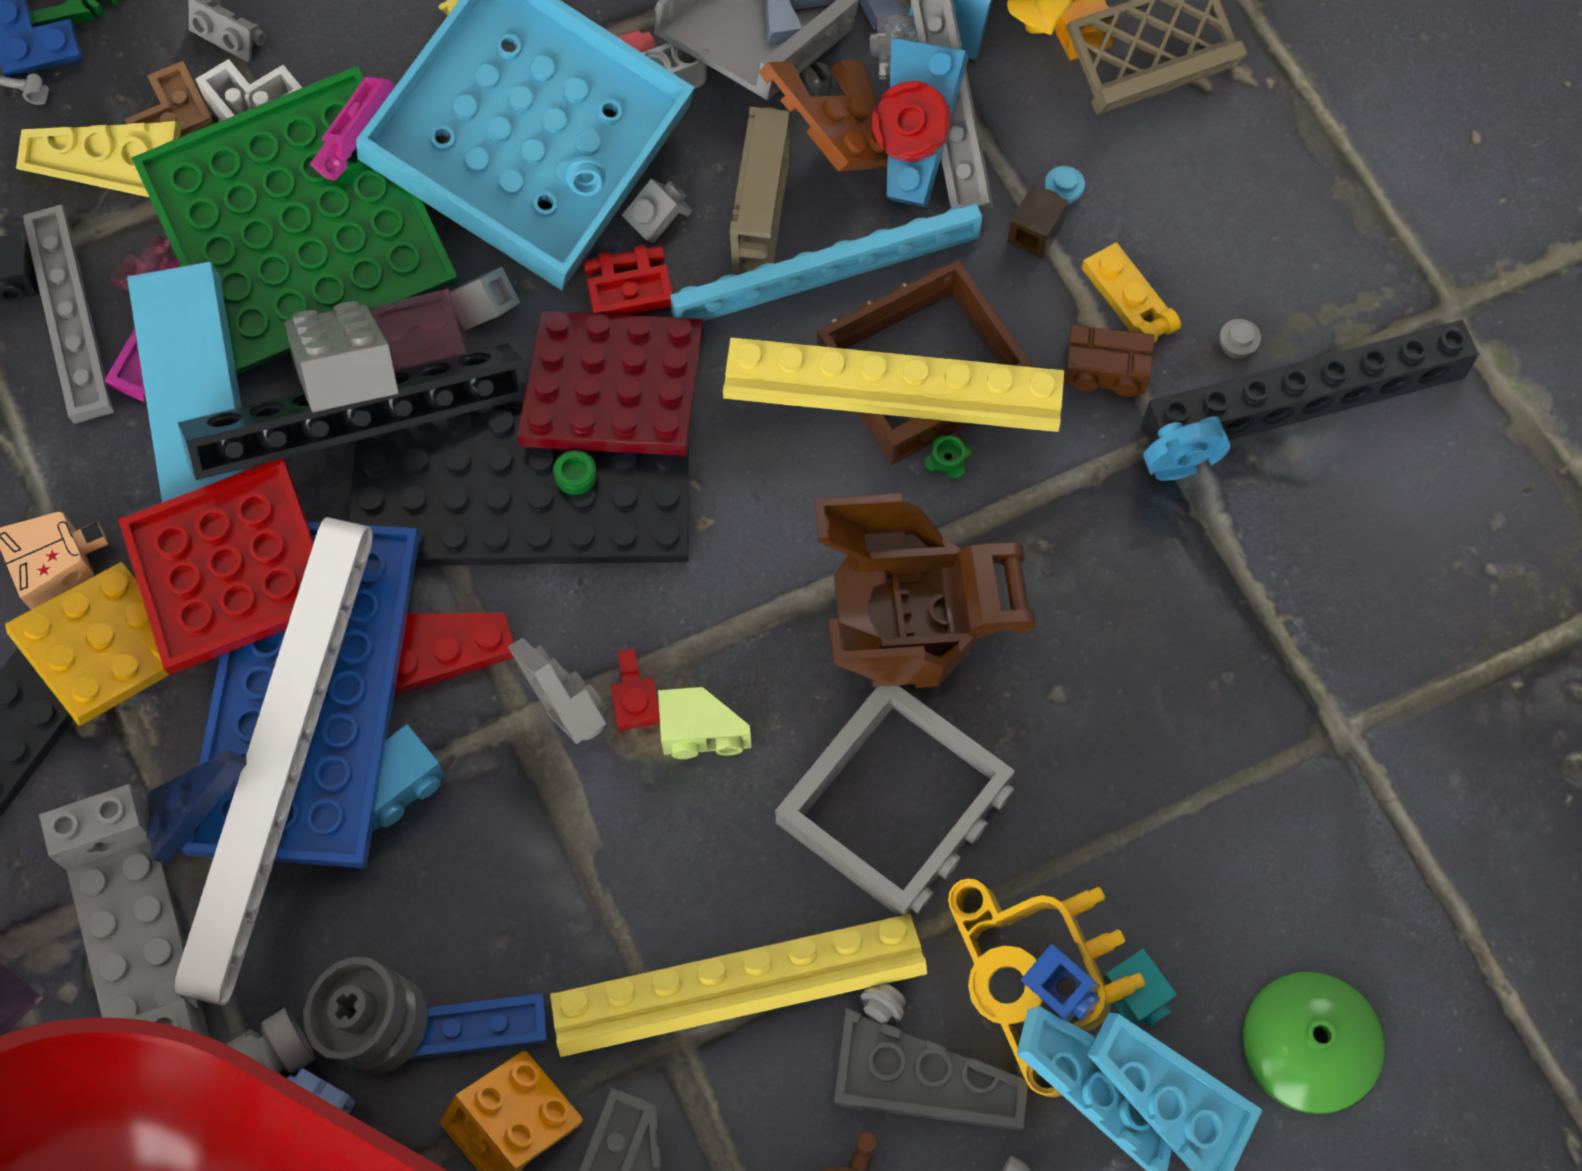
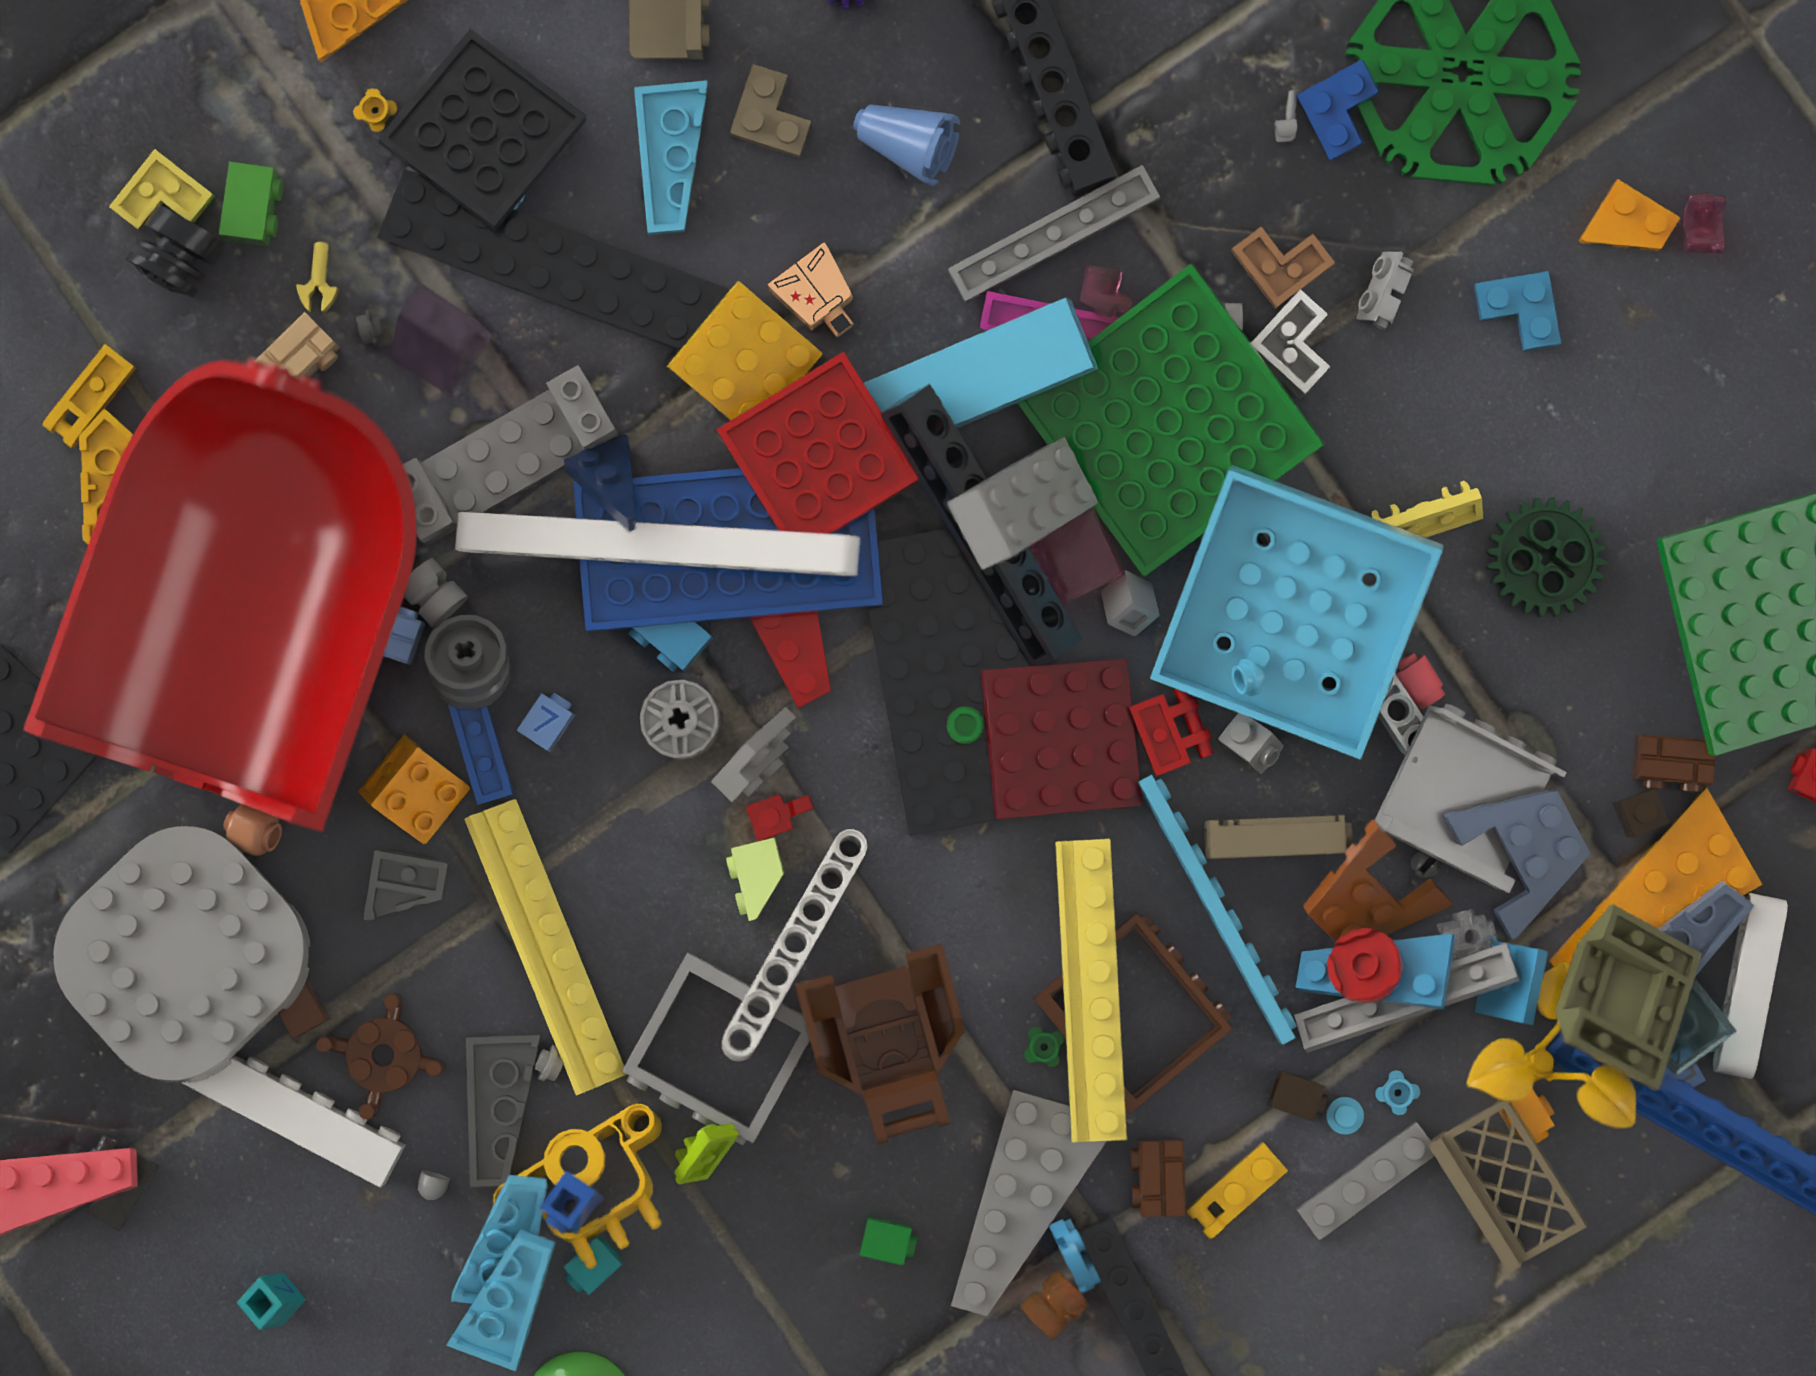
camera: 80 degrees right, 20 degrees up
(94, 153) = (1217, 219): light yellow wing -> none
(350, 122) = (1257, 457): dark pink hinge -> none
(464, 938) = (547, 721): none -> medium blue brick
(510, 795) = (699, 730): none -> light grey wheel
(800, 698) = (800, 927): none -> white beam
(1021, 832) = (704, 1152): none -> lime plate
(1050, 126) = (1397, 1103): none -> medium azure plate
(1099, 497) = (1024, 1191): none -> light grey wing
(1136, 177) = (1366, 1181): none -> light grey plate
(1146, 648) = (888, 1241): none -> green brick
(1239, 338) = (1207, 1294): light grey plate -> none
(1242, 487) = (1054, 1305): none -> clear orange wheel

